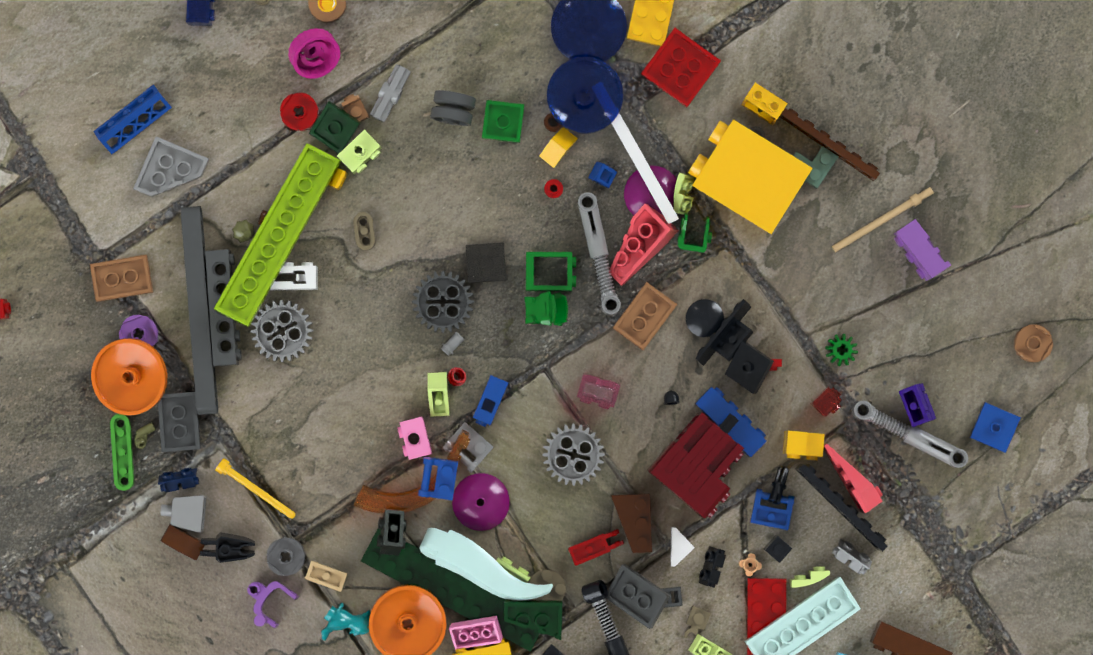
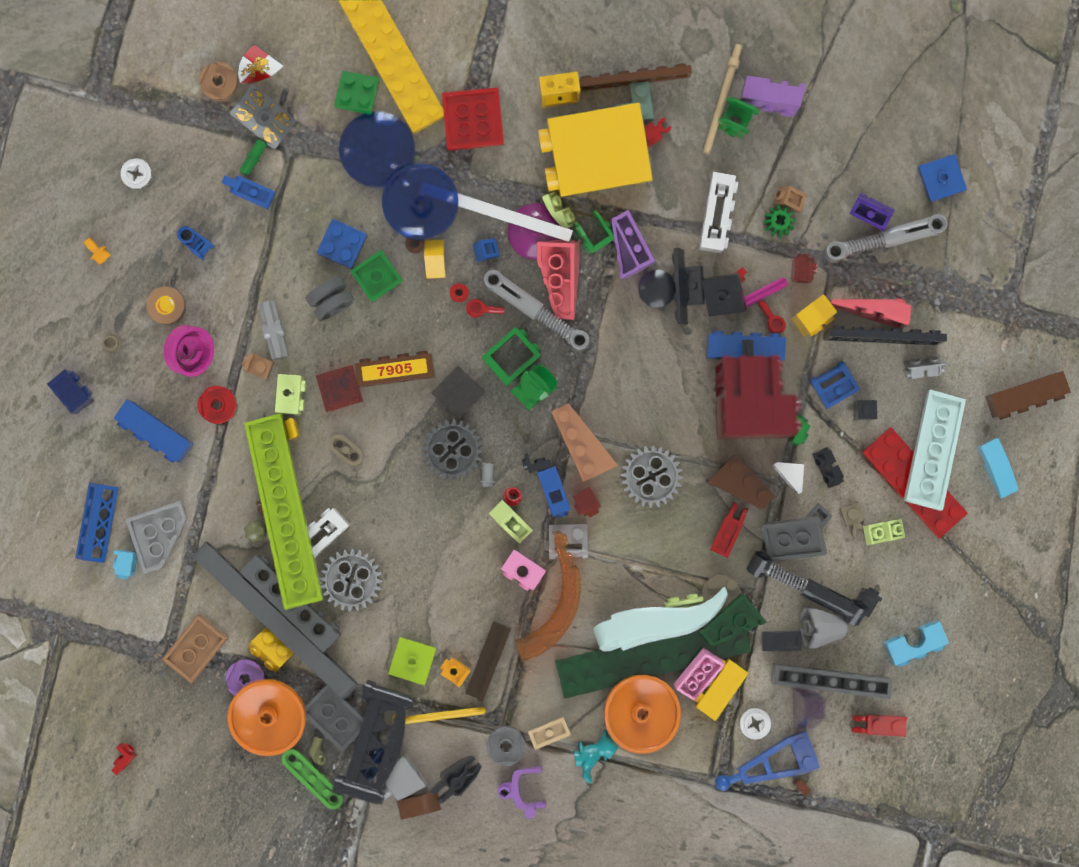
camera: 45 degrees left, 0 degrees up
(126, 169) = (125, 563): none -> medium azure brick
(151, 483) = (355, 782): none -> black piece
(175, 329) = (270, 650): none -> yellow bracket
(234, 88) = (153, 431): none -> blue brick
(273, 431) = (412, 661): none -> lime plate
(303, 472) = (462, 671): none -> light orange brick
(329, 482) = (488, 661): none -> dark brown fence
(334, 127) = (254, 392): dark green plate -> none
(392, 527) = (572, 659): pearl dark grey brick -> none
(400, 180) = (339, 388): none -> clear red tile
(444, 480) = (574, 582): blue plate -> none
(454, 204) = (394, 370): none -> brick
(480, 487) = (611, 559): magenta dish -> none
(498, 370) = (539, 464): none -> black bracket
(499, 73) = (342, 243): none -> blue plate
(507, 430) = (586, 503): none -> clear red brick
(542, 387) = (582, 445): none -> nougat wedge
(556, 211) = (476, 308): none -> red plate
(598, 391) = (627, 412): clear pink window -> none
(644, 316) = (611, 326): medium nougat tile -> none
(671, 398) = (686, 369): black hinge -> none
(712, 524) = (801, 435): none -> green bracket
(713, 268) = (631, 246): none -> medium lavender wedge
(745, 564) = (858, 445): light nougat plate -> none
(769, 424) = (775, 323): none -> red plate
(778, 485) = (823, 362): black axle -> none
(783, 393) = (765, 291): none -> dark pink axle
(805, 199) = (653, 132): none -> red plate
(815, 575) = (910, 406): yellowish green slope -> none
(826, 283) = (723, 182): none -> white brick
(865, 340) = (789, 197): none -> medium nougat bracket
(888, 244) = (737, 109): none -> green piece
(1033, 343) = (914, 91): medium nougat tile -> none

